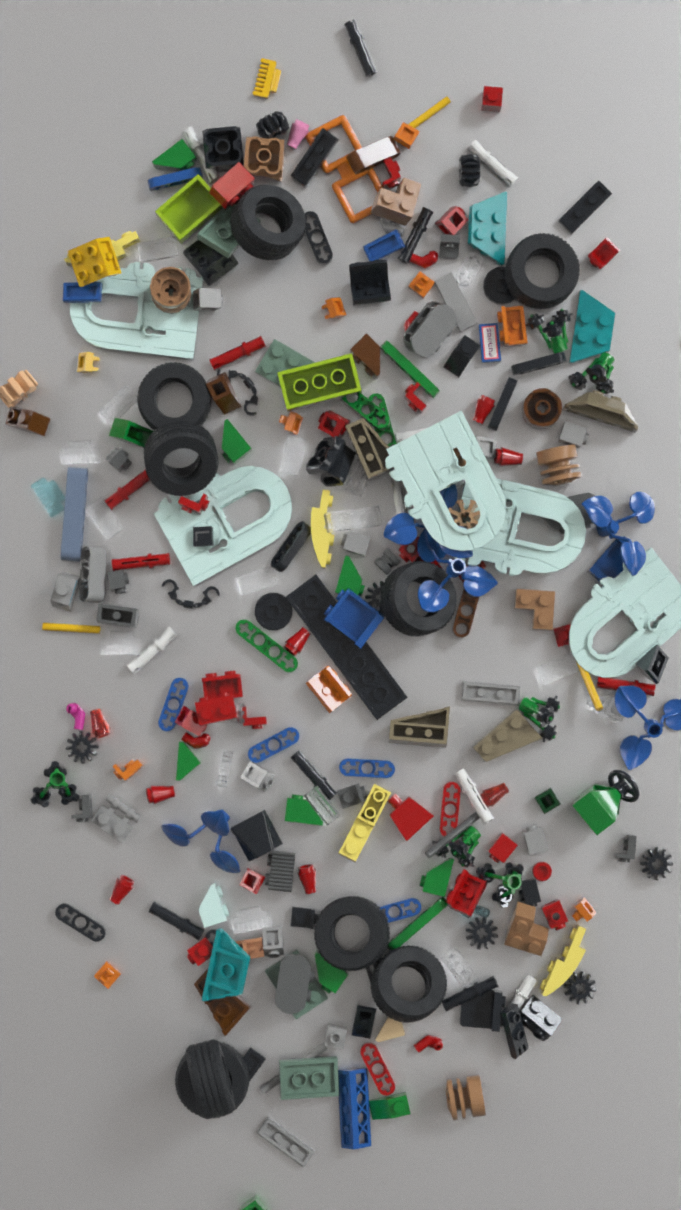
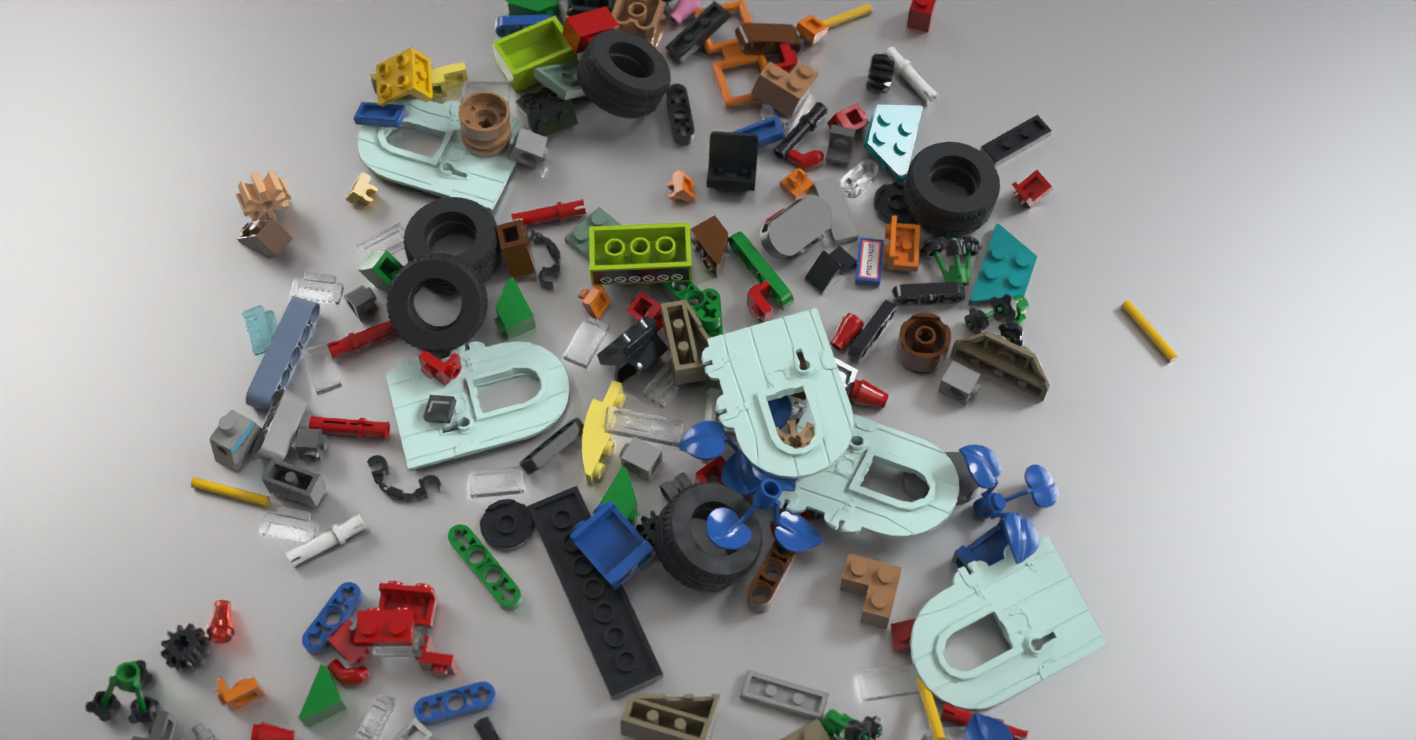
camera: 15 degrees right, 25 degrees down
(78, 713) = (197, 603): dark pink arm -> none
(296, 643) = (526, 569): red cone -> none
(329, 689) = (554, 640): orange bracket -> none
(558, 464) = (935, 409): medium nougat wheel -> none
(653, 664) = (1028, 701): black slope -> none

